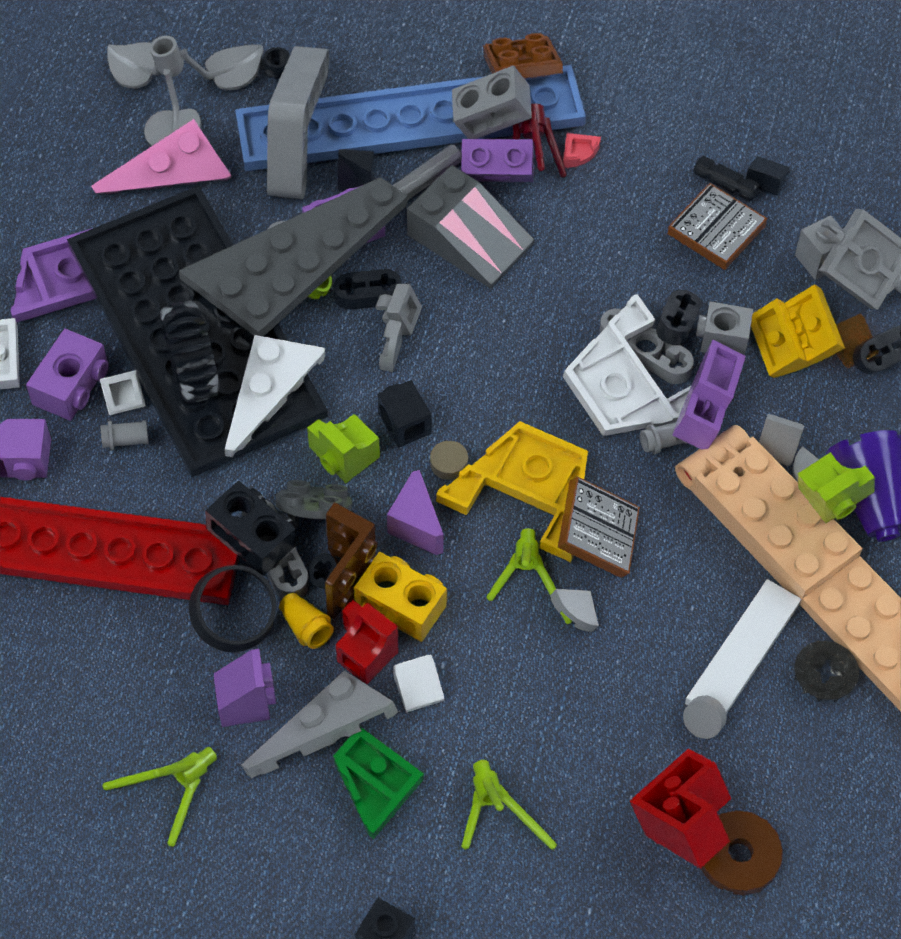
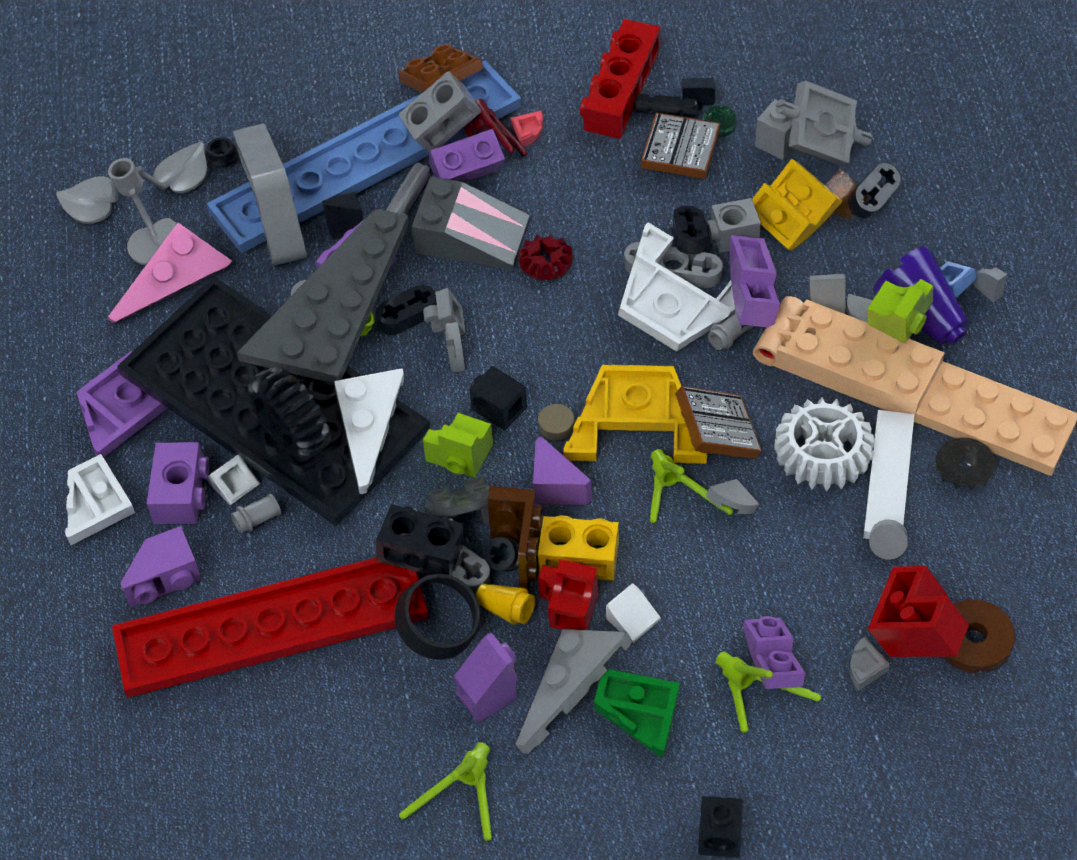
camera: 20 degrees left, 5 degrees down
(512, 293) = (537, 266): none -> dark red gear
(531, 782) = (771, 649): none -> medium lavender slope
(617, 833) = (866, 664): none -> light grey tile
(683, 609) = (823, 456): none -> white gear
(695, 133) = (620, 78): none -> red brick
(777, 213) = (724, 116): none -> clear green tile

